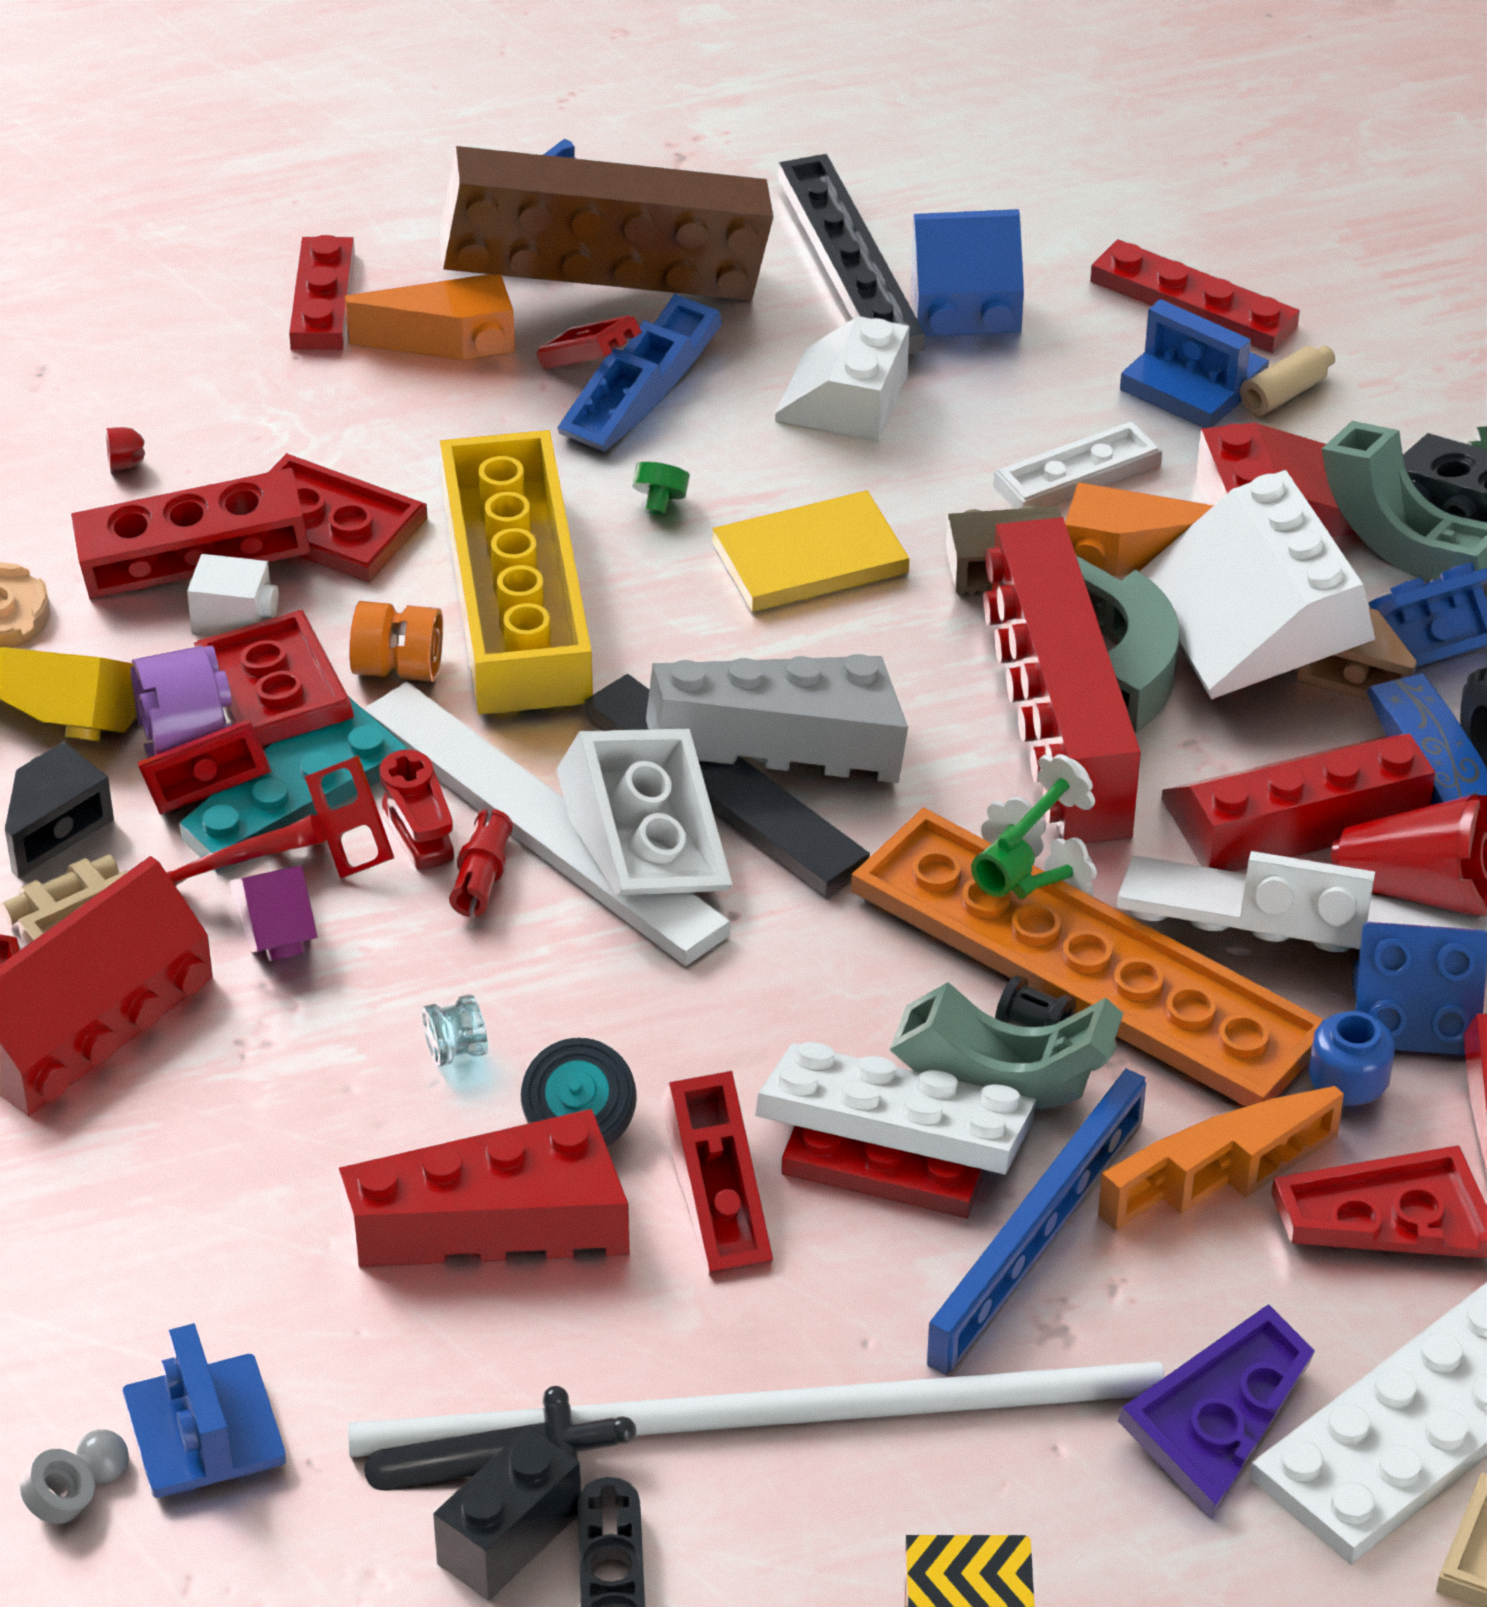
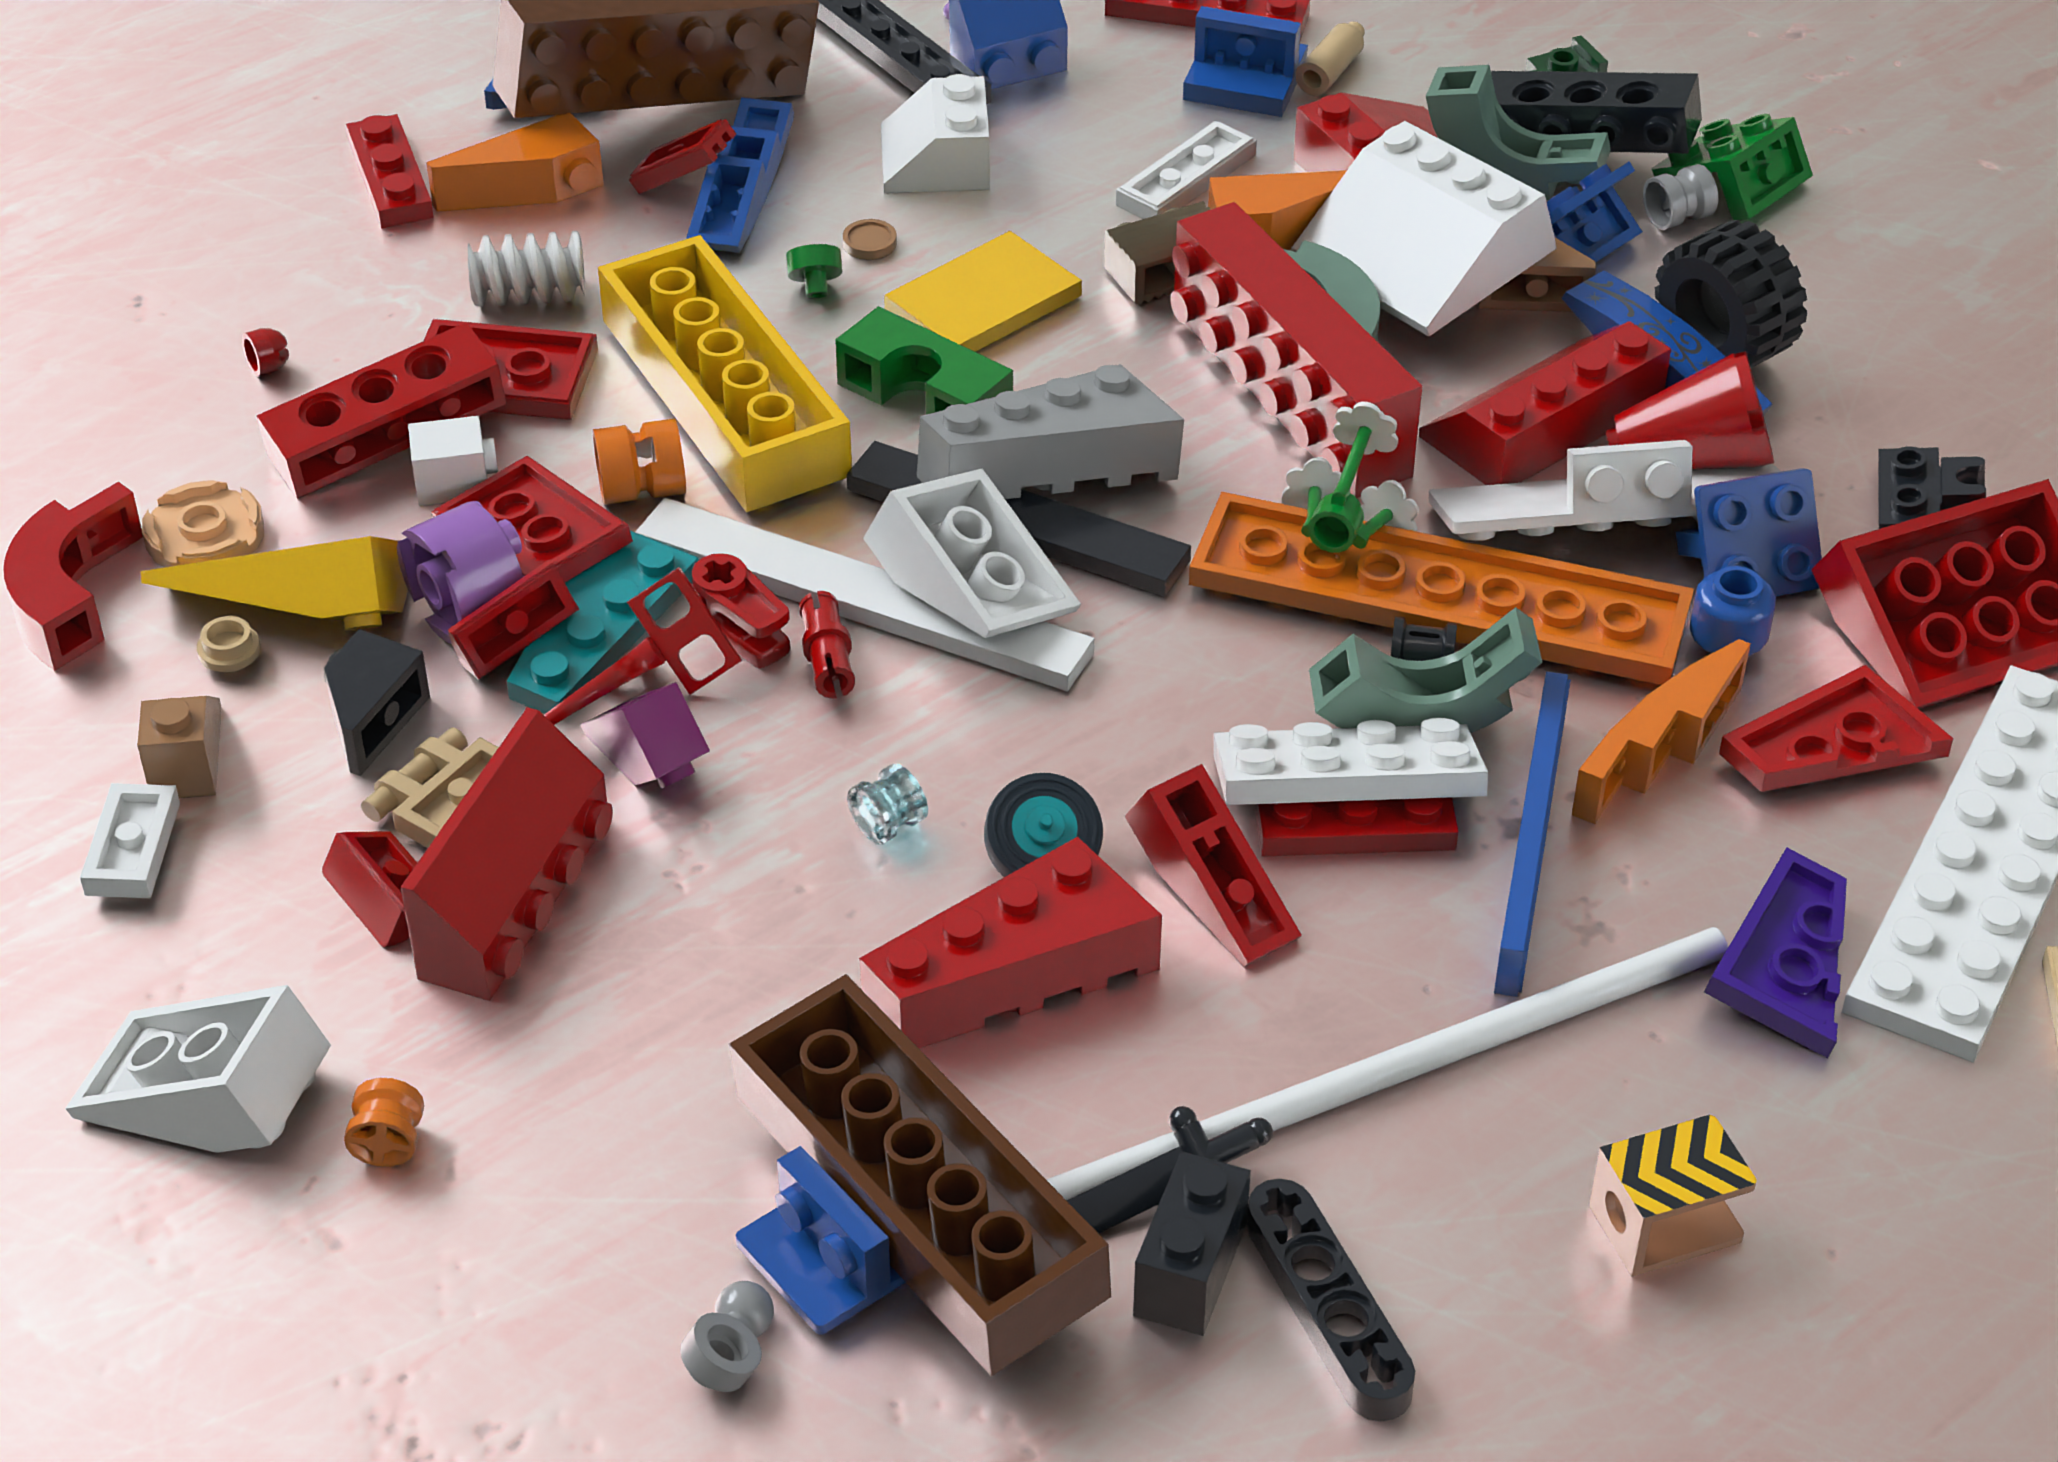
camera: 20 degrees left, 0 degrees up
(289, 1379) = (959, 1202): none -> reddish brown brick
(387, 426) = (526, 269): none -> white piece
(687, 592) = (893, 355): none -> green arch
(734, 466) = (869, 239): none -> medium nougat piece

